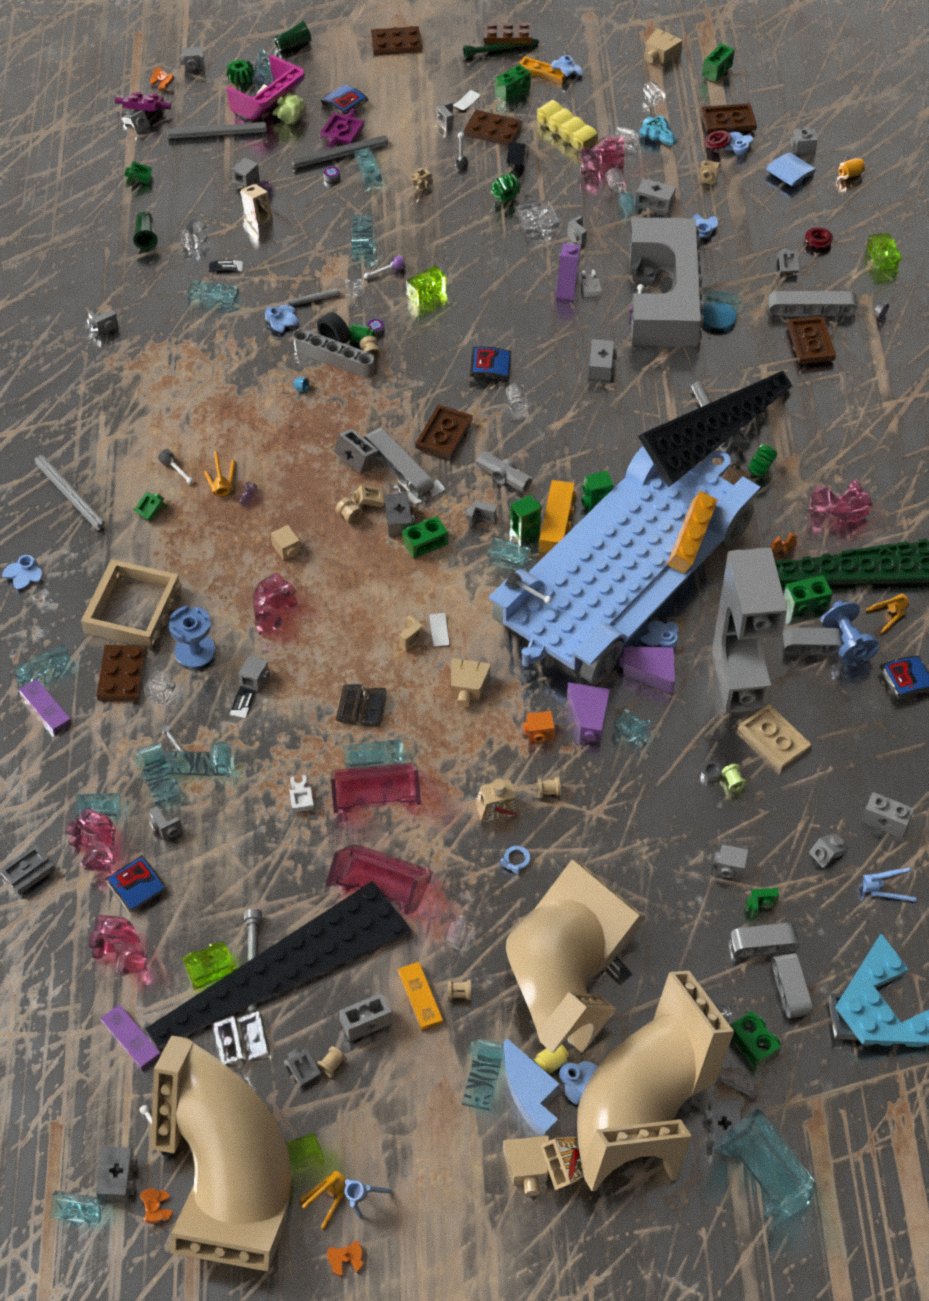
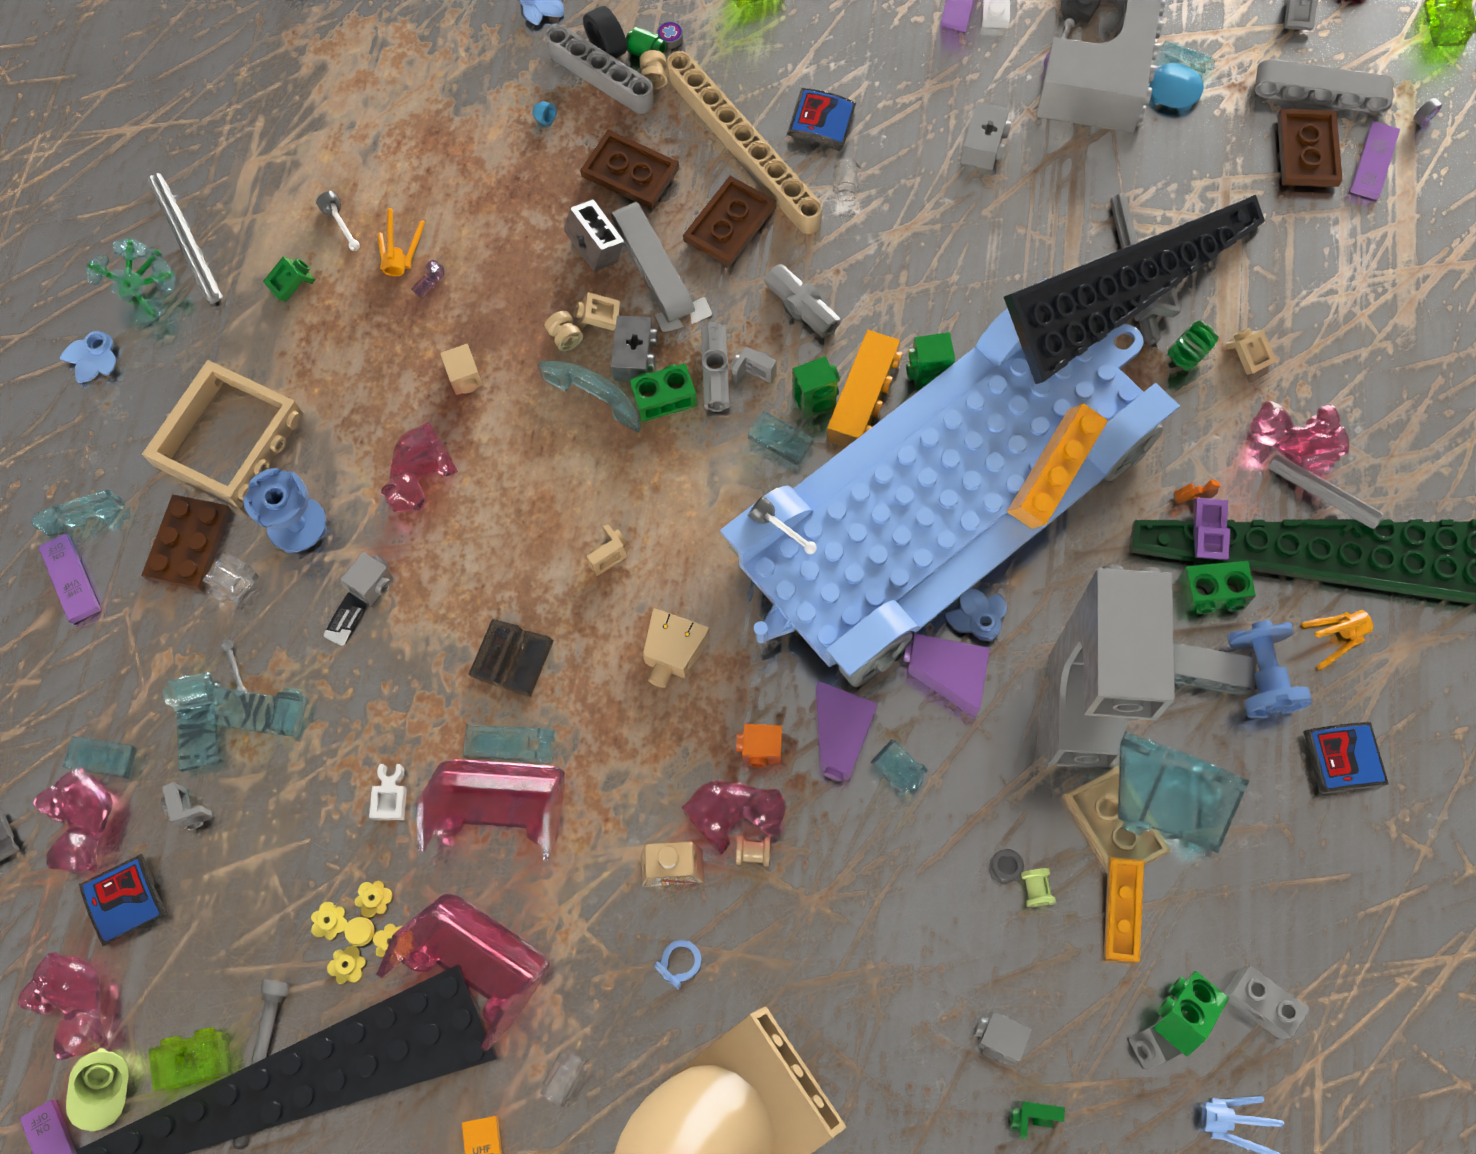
camera: 15 degrees right, 15 degrees up
(47, 517) = (128, 283): none -> clear light blue plant
(152, 988) = (97, 1090): none -> yellowish green piece
(299, 877) = (358, 930): none -> light yellow plant
(369, 409) = (630, 169): none -> reddish brown plate
(377, 538) = (564, 374): none -> clear light blue slope
(439, 629) = (652, 548): white sticker -> none
(442, 383) = (745, 142): none -> tan beam
(456, 517) = (715, 380): none -> light grey piece
(522, 763) = (722, 803): none -> clear pink animal
(790, 781) = (1124, 909): none -> light orange tile
(796, 561) = (1211, 529): none -> medium lavender slope
(801, 459) = (1252, 349): none -> tan bracket
(806, 705) = (1176, 793): none -> clear light blue windscreen
(842, 824) = (1190, 1012): none -> green brick
(854, 342) = (1374, 160): none -> medium lavender tile
(863, 531) = (1326, 491): none -> light grey axle

